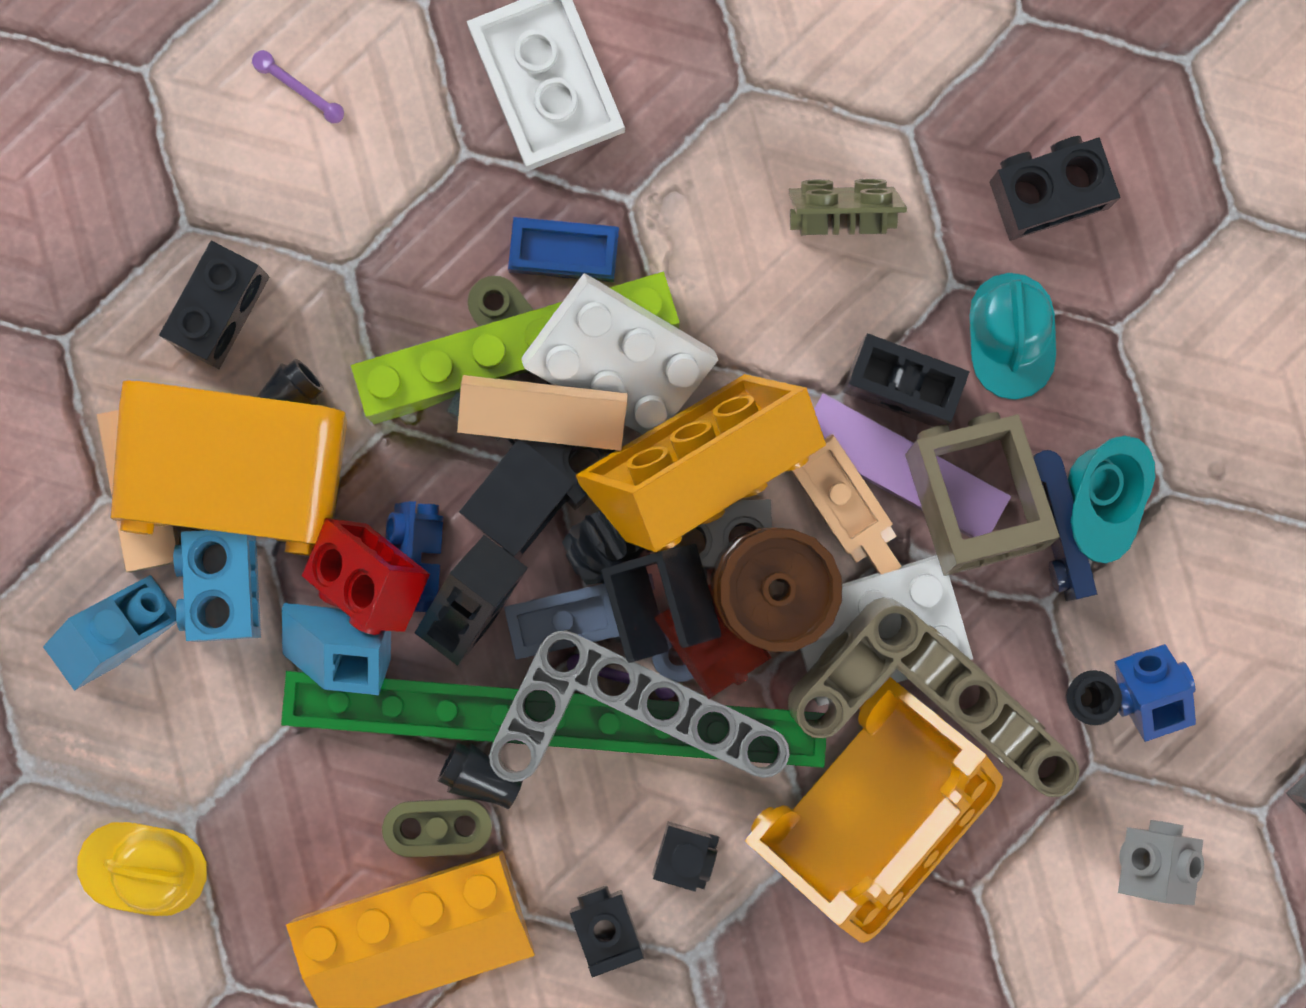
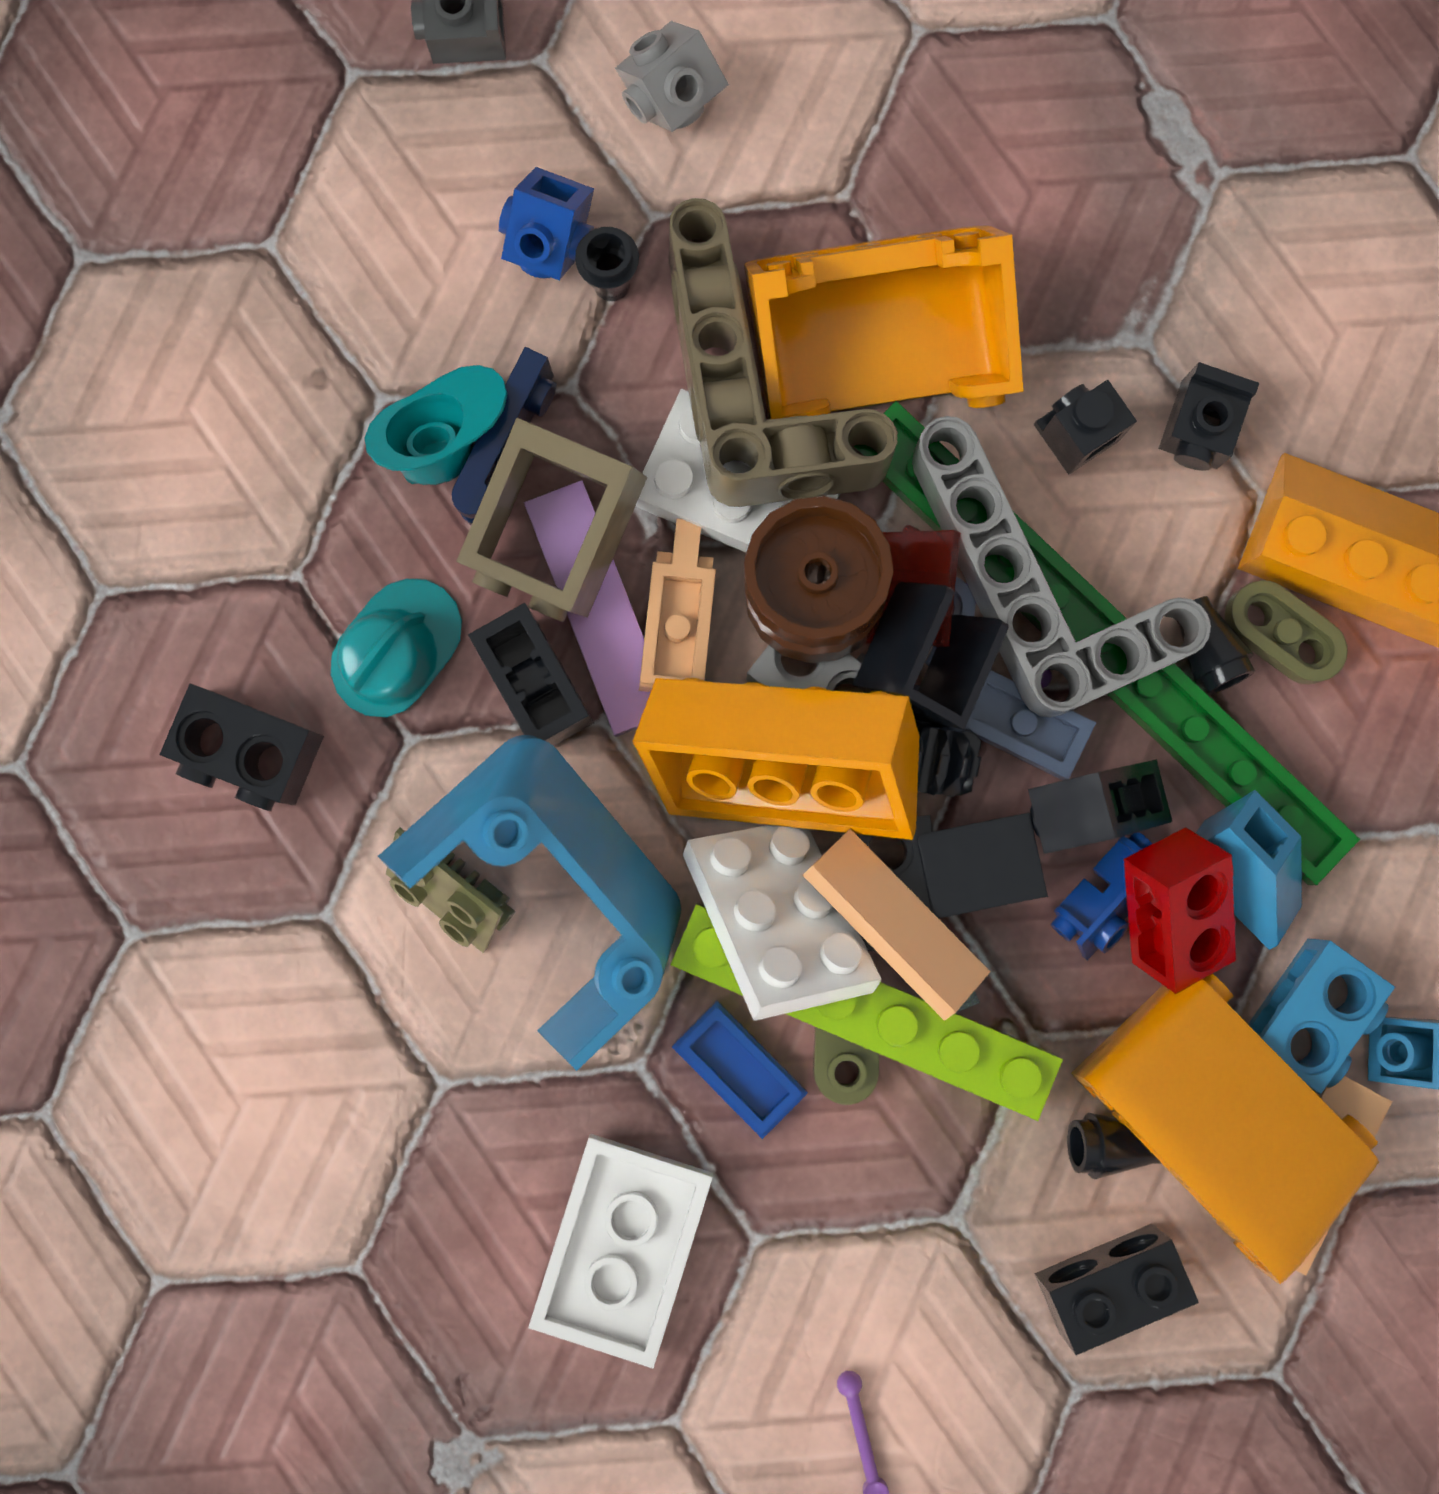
camera: 135 degrees left, 0 degrees up
(836, 299) = (532, 797): none -> dark azure windscreen

